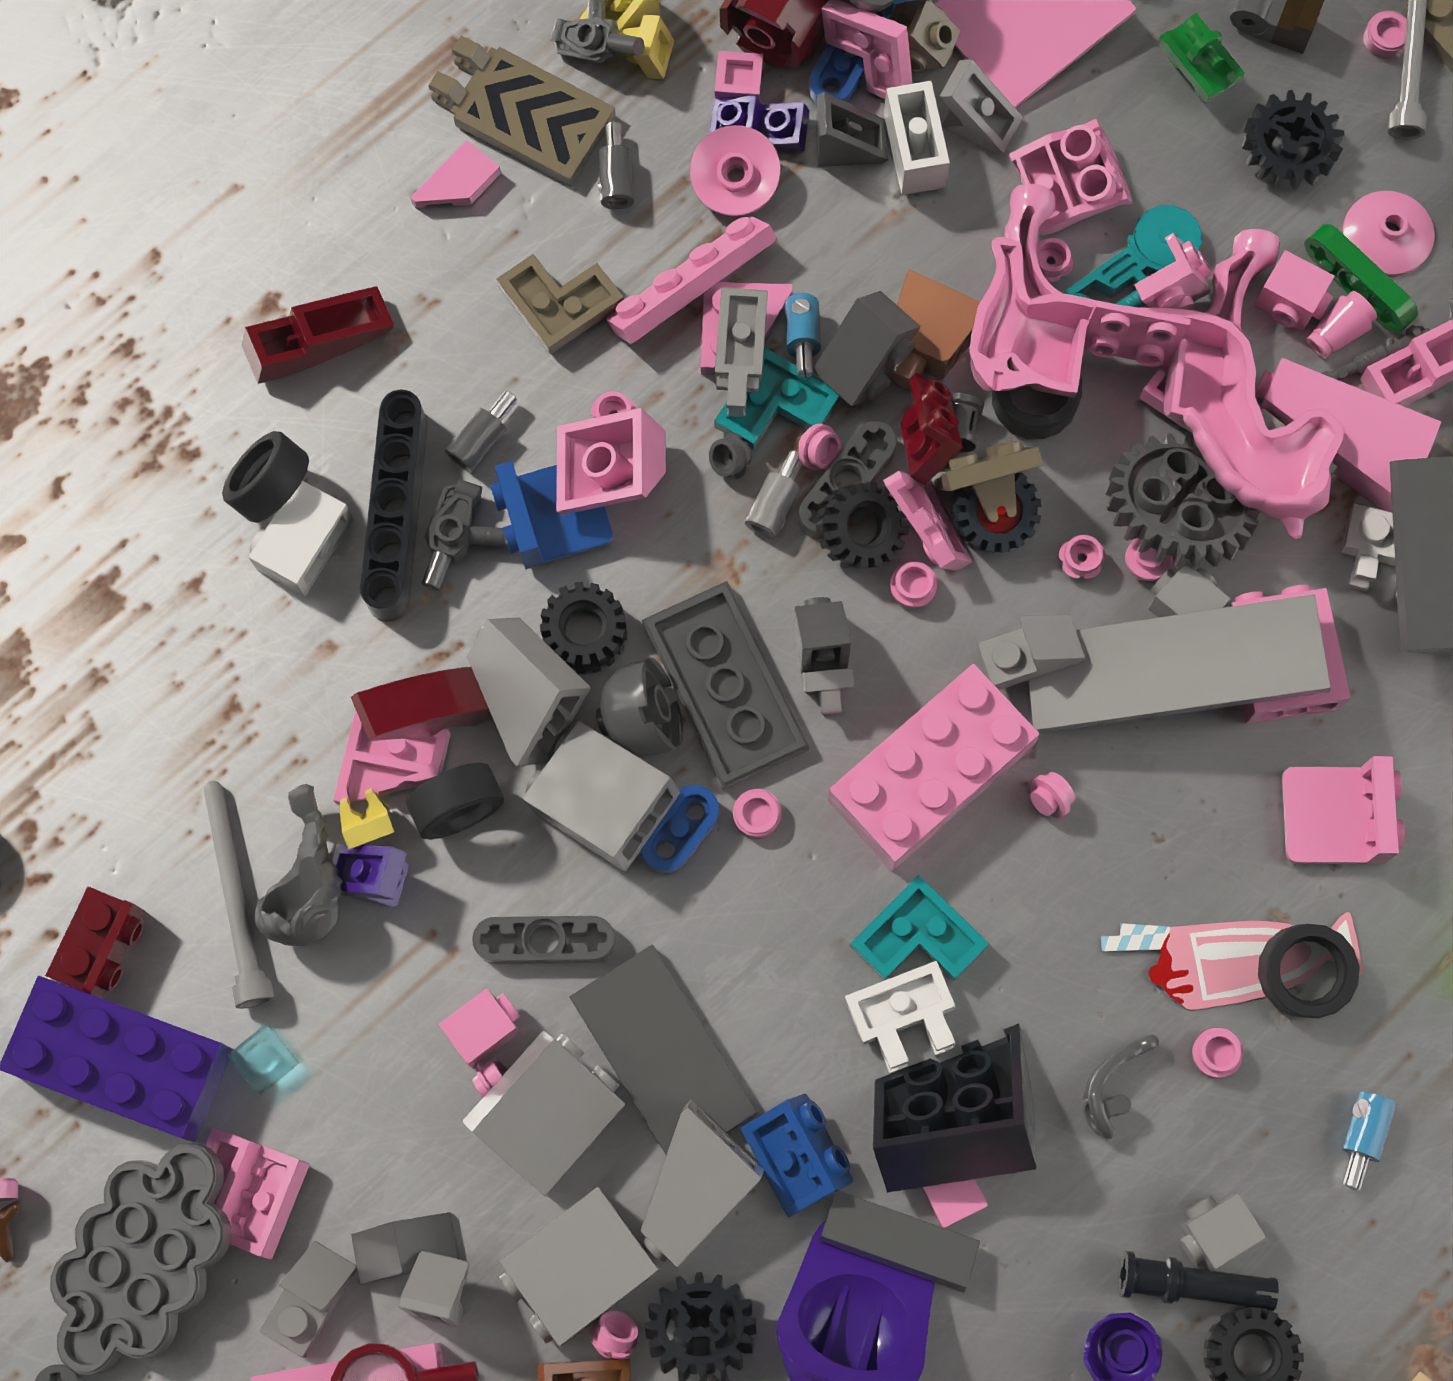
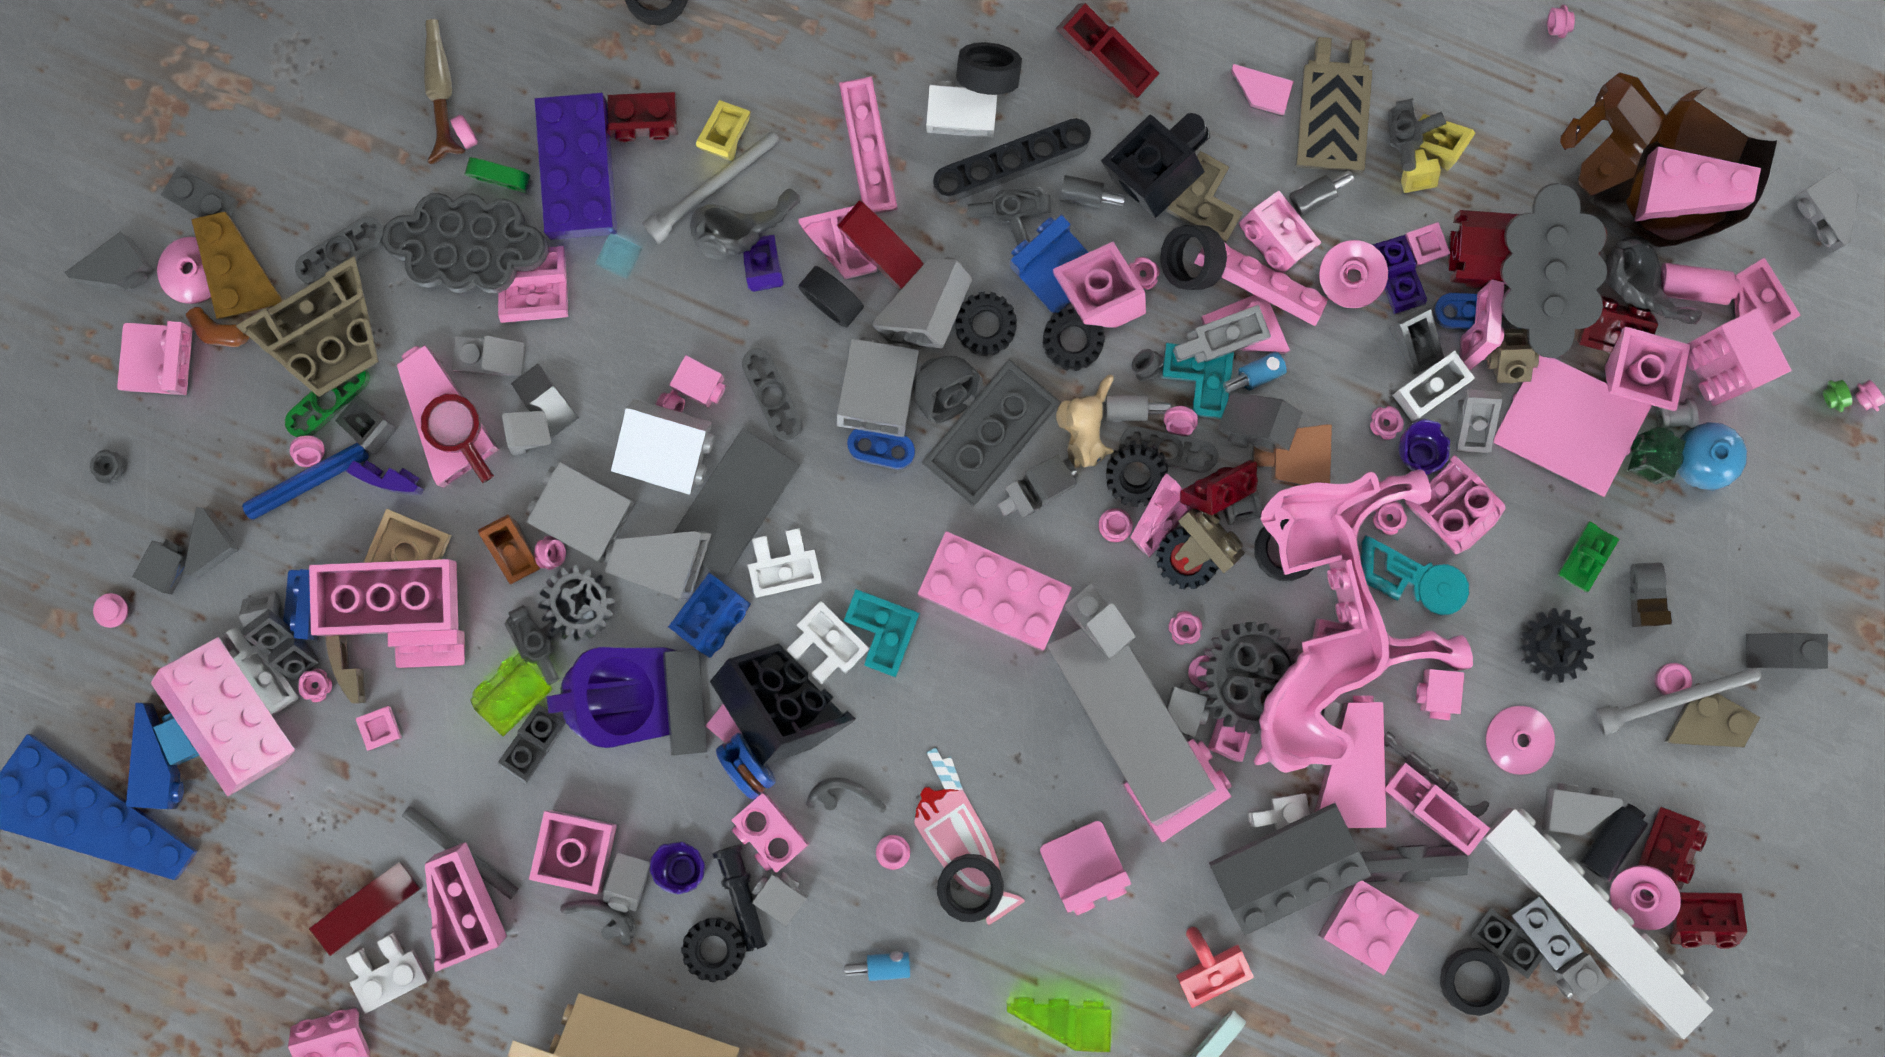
camera: 65 degrees right, 10 degrees up
(72, 1171) = (497, 174): none -> green beam
(172, 845) = (723, 130): none -> light yellow slope
(279, 672) = (868, 145): none -> bright pink tile
(368, 826) = (792, 248): light yellow tile -> none
(485, 329) = (1158, 162): none -> black brick
(607, 368) = (1214, 259): none -> black tyre
(642, 235) = (1279, 232): none -> bright pink bracket
(661, 557) = (1066, 358): none -> black tyre
(757, 814) = (915, 492): bright pink tile -> none
(766, 563) = (1083, 421): none -> tan animal
(785, 1028) = (785, 572): none -> white plate
(936, 203) = (1389, 413): none -> bright pink plate
(983, 182) = (1424, 446): none -> dark purple hair
(1024, 1194) = (744, 767): none -> blue head
(1051, 795) = (1012, 676): bright pink plate -> none
(1122, 1194) = (776, 827): none -> bright pink brick
(1179, 282) = (1413, 615): bright pink bracket -> none
(1251, 566) = (1228, 742): none -> bright pink plate
(1342, 324) = (1432, 734): bright pink cone -> none
(1358, 273) = (1473, 733): green beam -> none

